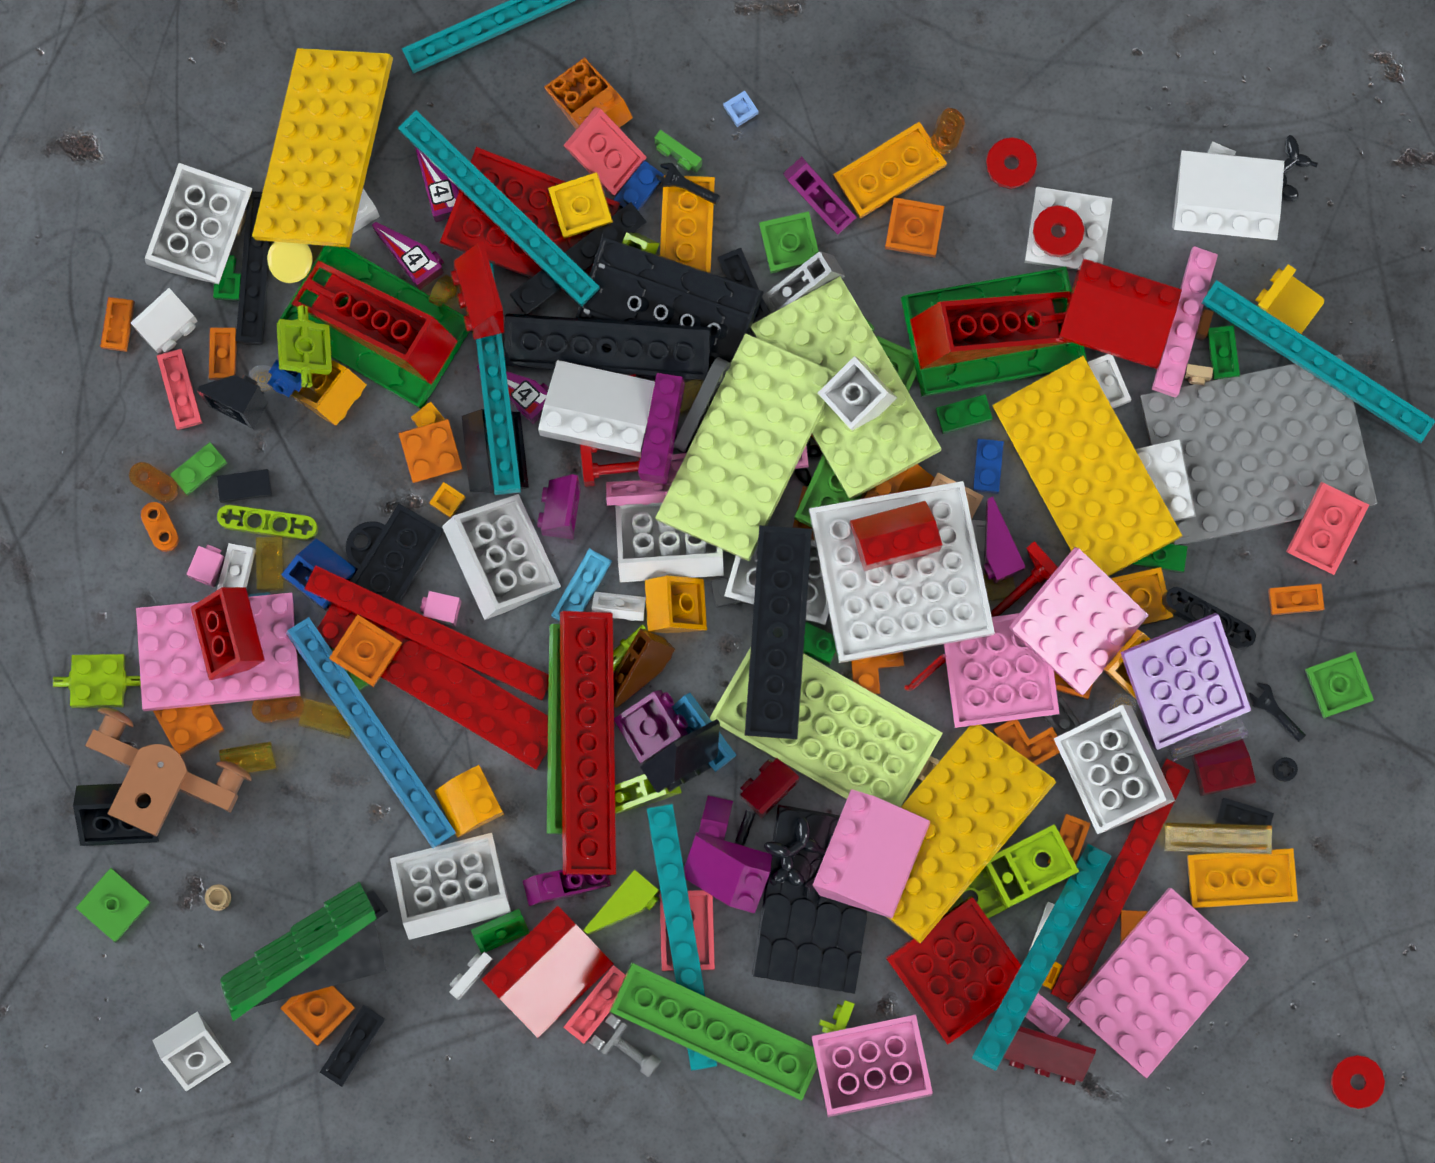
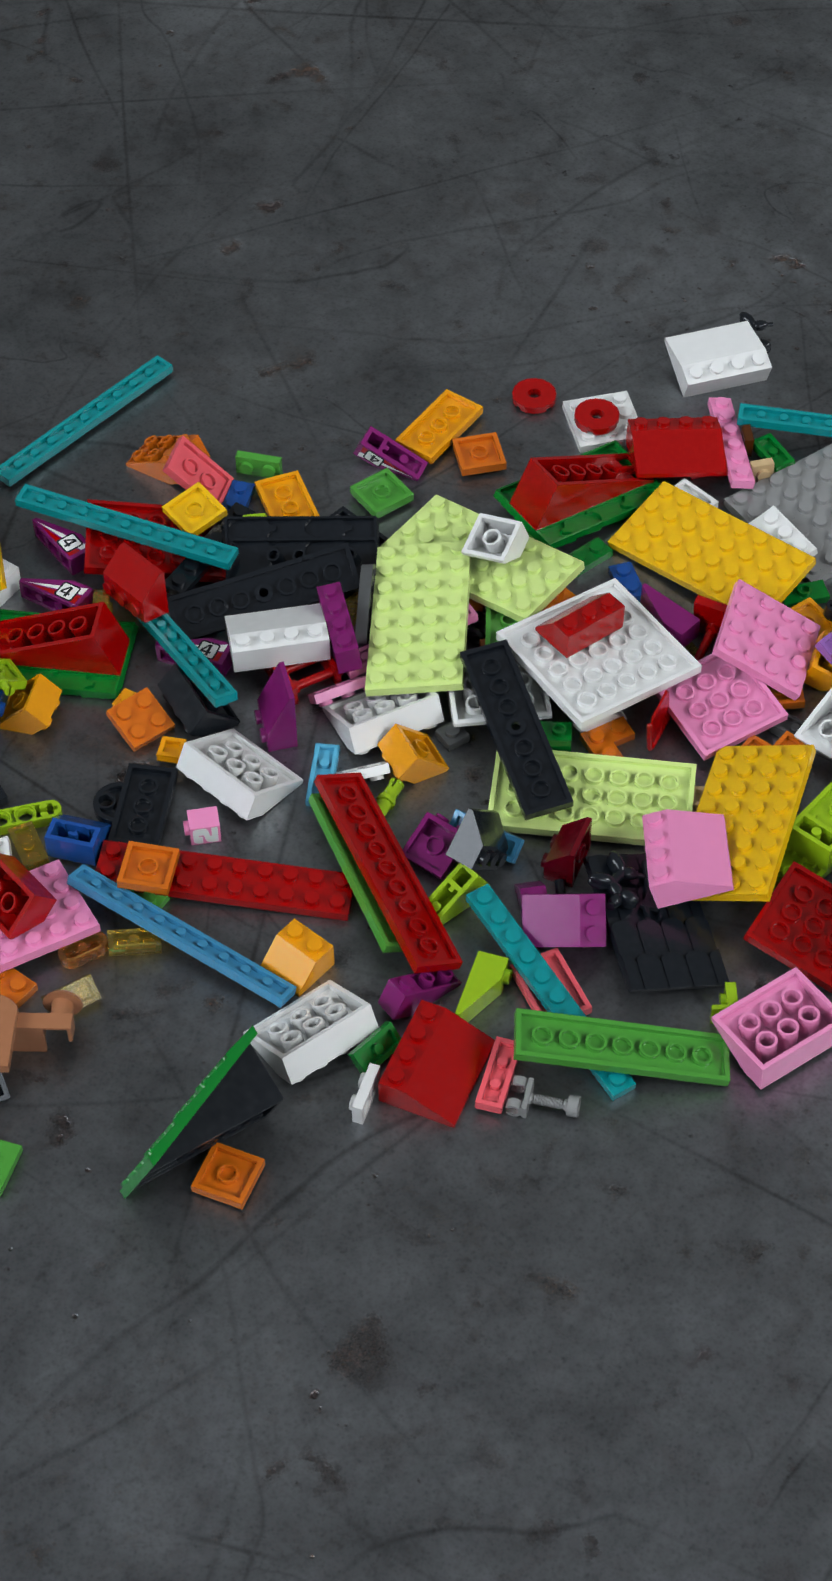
camera: 25 degrees left, 30 degrees down
(191, 1051) = (117, 1255): white slope -> none
(218, 897) = (88, 1119): tan plate -> none
(352, 1046) = (277, 1194): black plate -> none
(428, 632) = (201, 840): red plate -> none
(641, 664) = (405, 800): reddish brown slope -> none
(676, 179) = (264, 478): black piece -> none
(740, 108) = (297, 426): light blue plate -> none
(805, 279) = (409, 503): light grey slope -> none
(945, 135) = (472, 387): clear orange plate -> none
(1290, 300) = (802, 402): yellow bracket -> none

